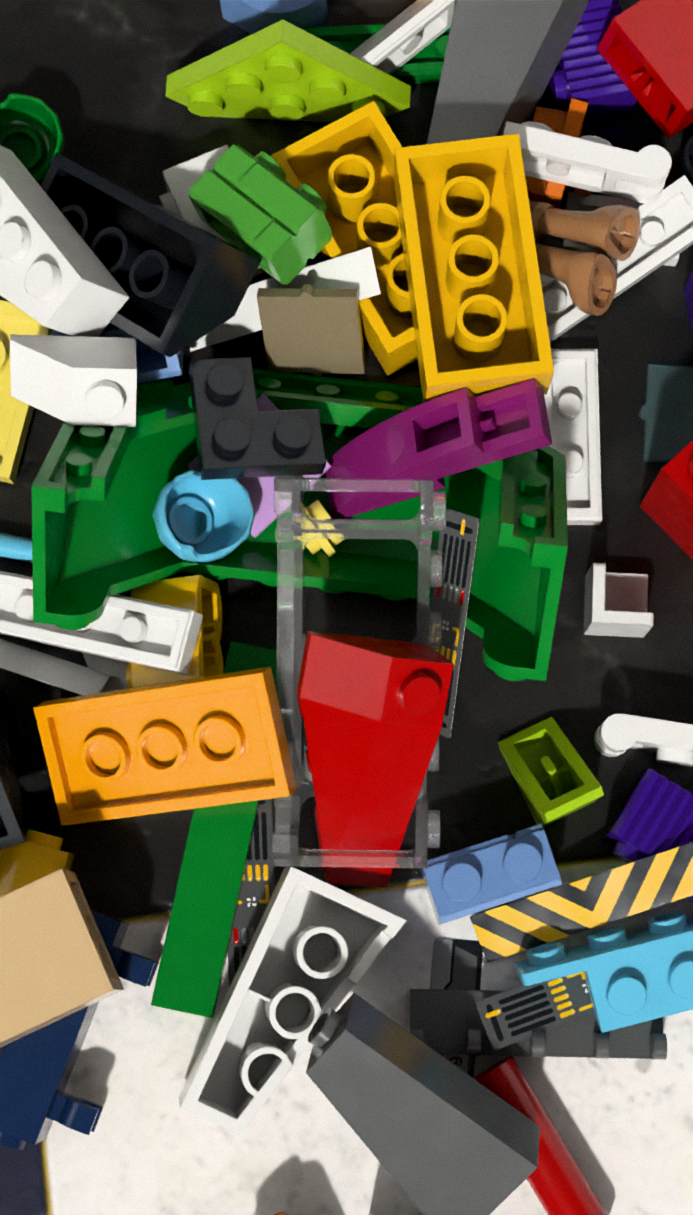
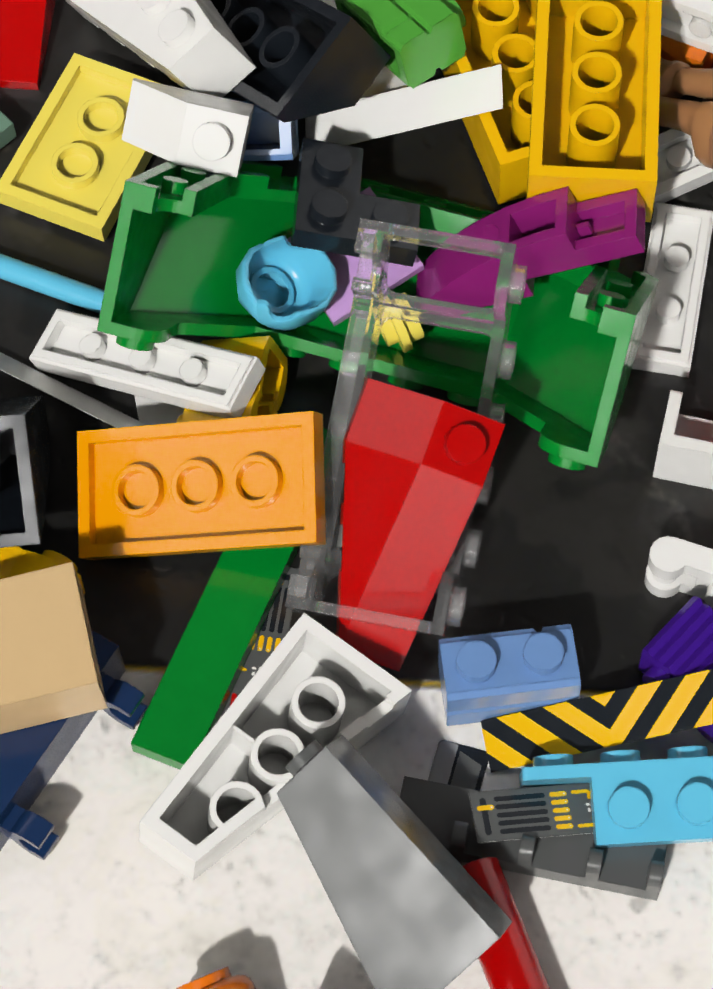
camera: 10 degrees right, 15 degrees down
(312, 330) = (429, 141): dark tan piece -> none
(452, 599) = (518, 396): dark grey sticker -> none
(549, 772) = (593, 597): lime slope -> none

